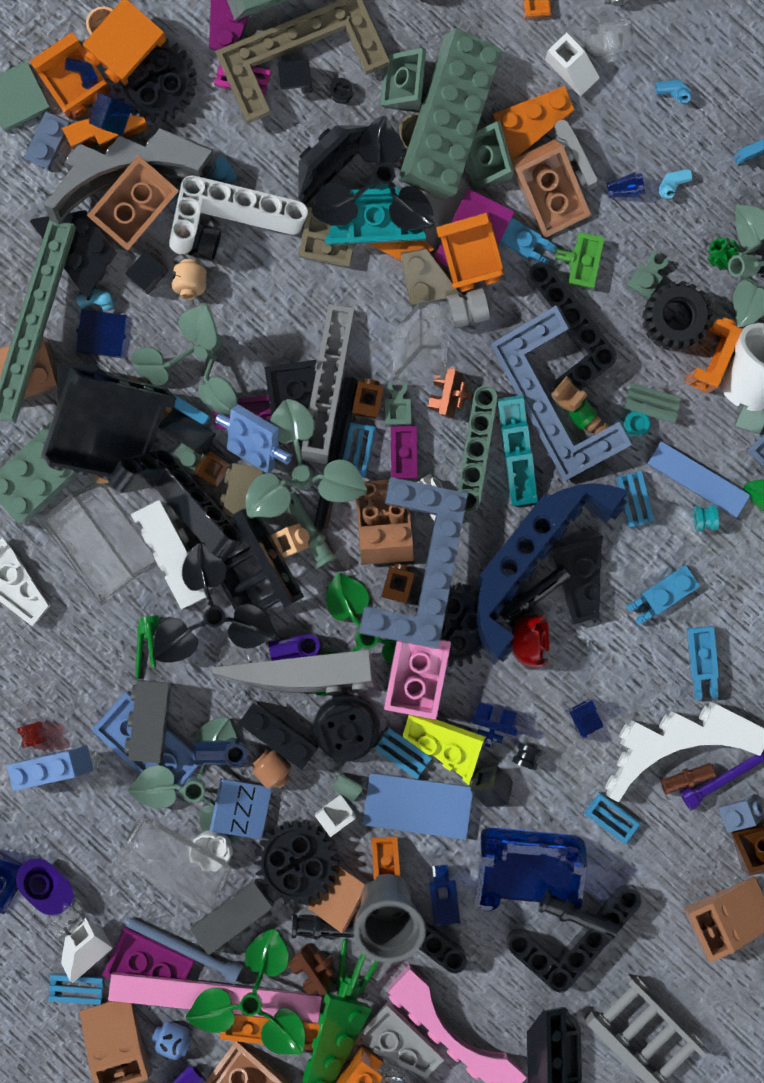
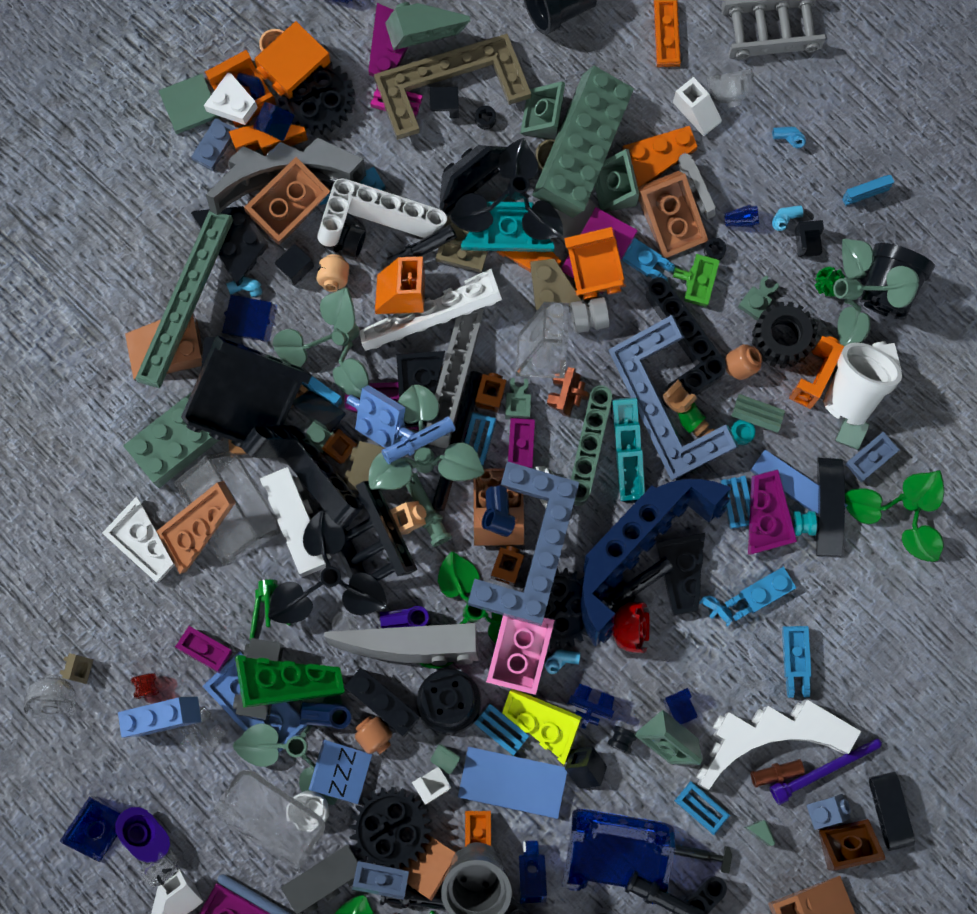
camera: 10 degrees right, 10 degrees down
(61, 93) = (231, 101): none -> white wing
(67, 566) = (194, 526): none -> nougat wing
(88, 692) = (203, 649): none -> magenta plate
(168, 725) = (279, 682): none -> green wing
(264, 291) = (401, 287): none -> orange slope
(275, 249) = (426, 244): none -> black pin
(286, 468) = (410, 444): none -> medium blue pin
(290, 916) = (380, 880): none -> sand blue plate
(345, 293) = (475, 294): none -> white wing
(384, 538) = (497, 514): none -> dark blue piece
(458, 676) = (559, 659): none -> medium azure arm
(578, 754) = (670, 740): none -> sand green slope
(604, 220) = (721, 246): none -> black bush
(615, 609) = (714, 604): none -> dark azure piece
(618, 865) = (706, 855): none -> pearl dark grey piece
(635, 349) = (743, 362): none -> nougat head
(668, 511) = (769, 514): none -> magenta wing
(673, 837) = (761, 831): none -> sand green slope
(699, 205) = (809, 238): none -> black panel
(733, 497) = (830, 507): none -> black slope

